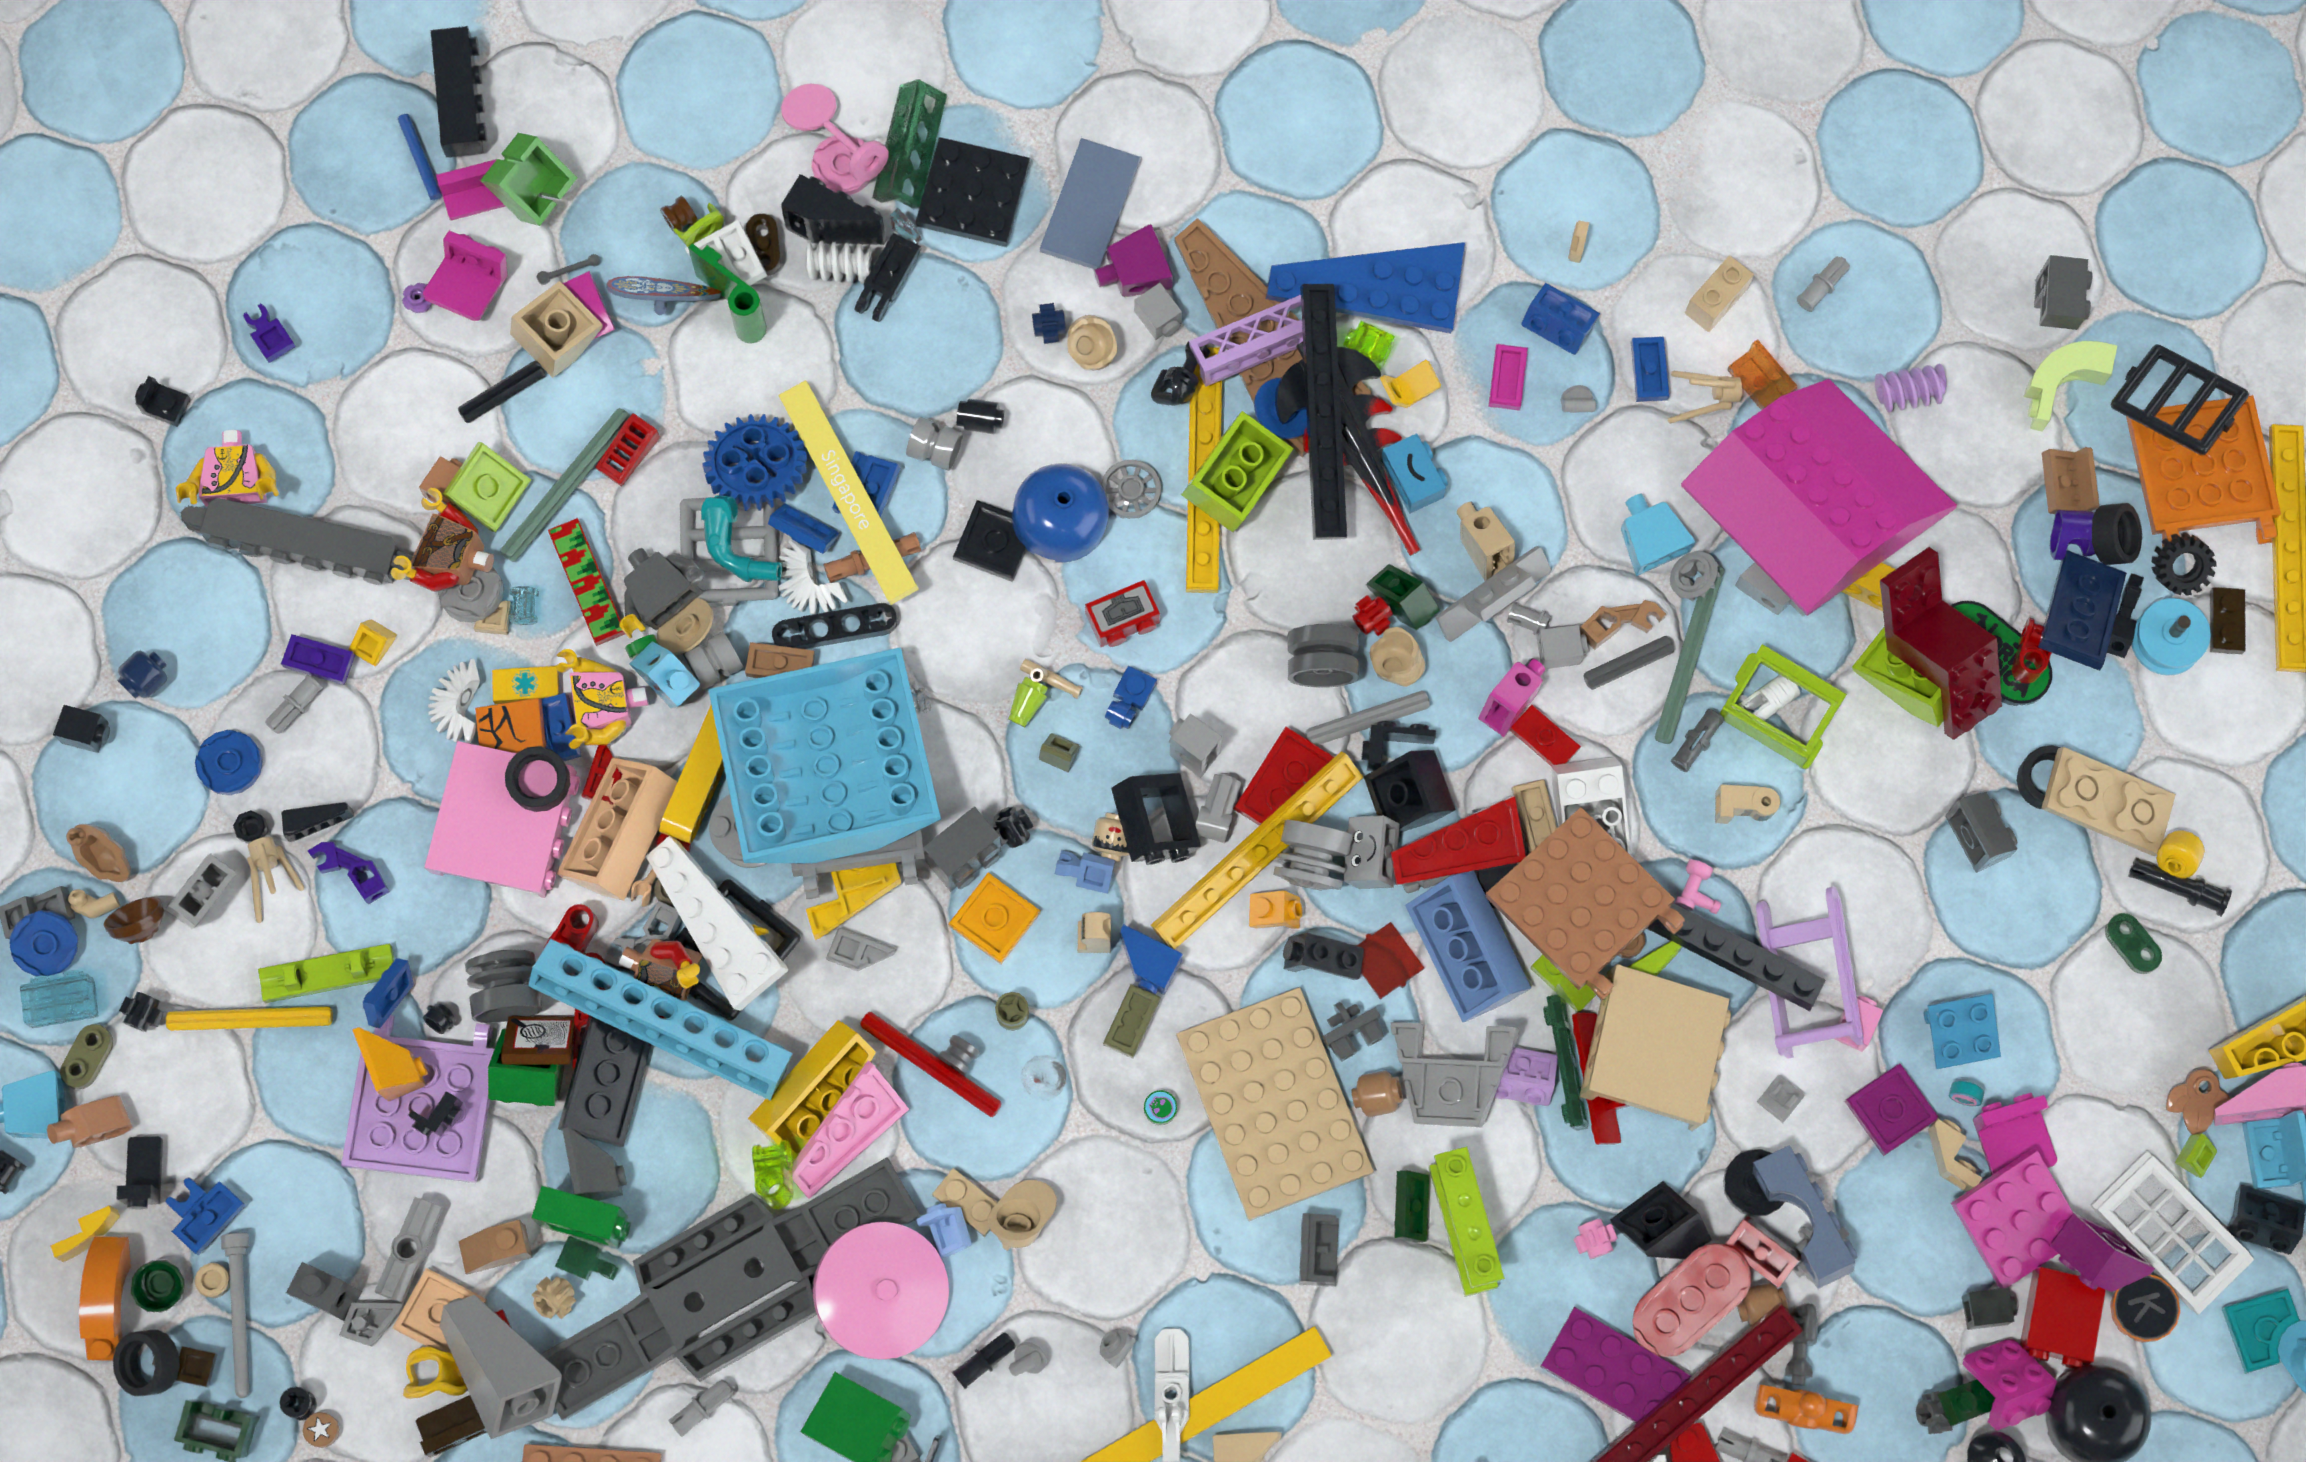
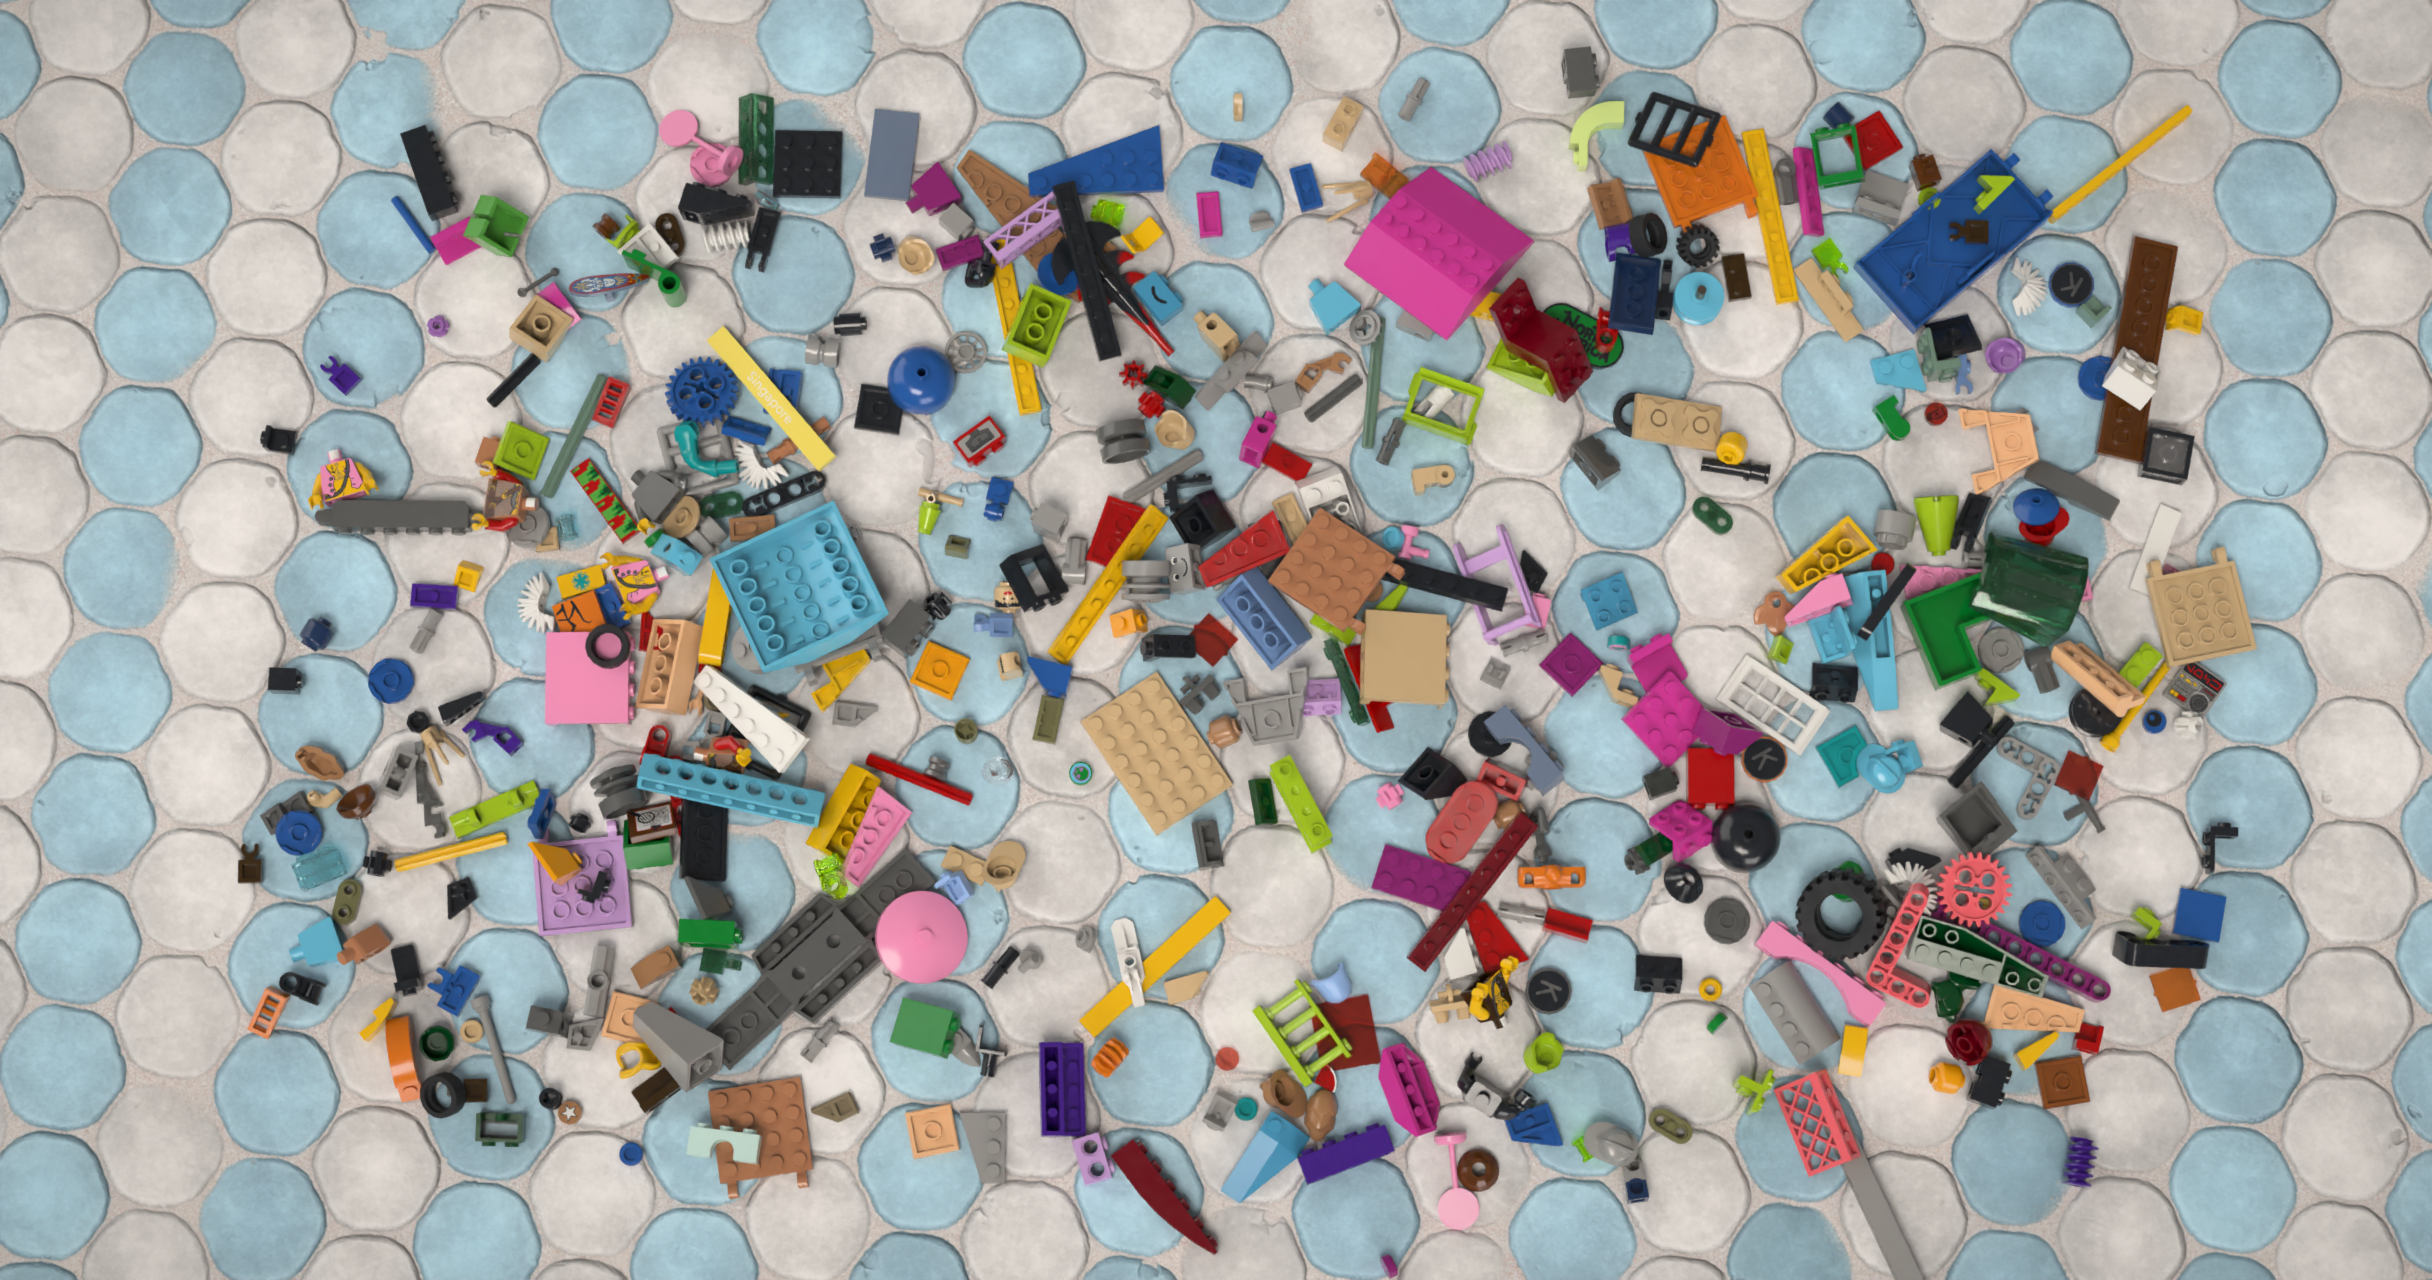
camera: 10 degrees left, 5 degrees up
(237, 969) = (434, 820): none -> dark grey piece
(245, 1084) = (459, 896): none -> black piece
(466, 276) = (469, 305): dark pink bracket -> none
(743, 624) = (721, 507): none -> clear green plate
(1153, 353) = (960, 253): none -> magenta plate
(1353, 577) = (1132, 380): none -> red gear
(1674, 874) = (1393, 538): none -> medium azure tile
(1829, 1063) = (1523, 643): none -> light grey pin
(1864, 966) = (1533, 572): none -> black piece

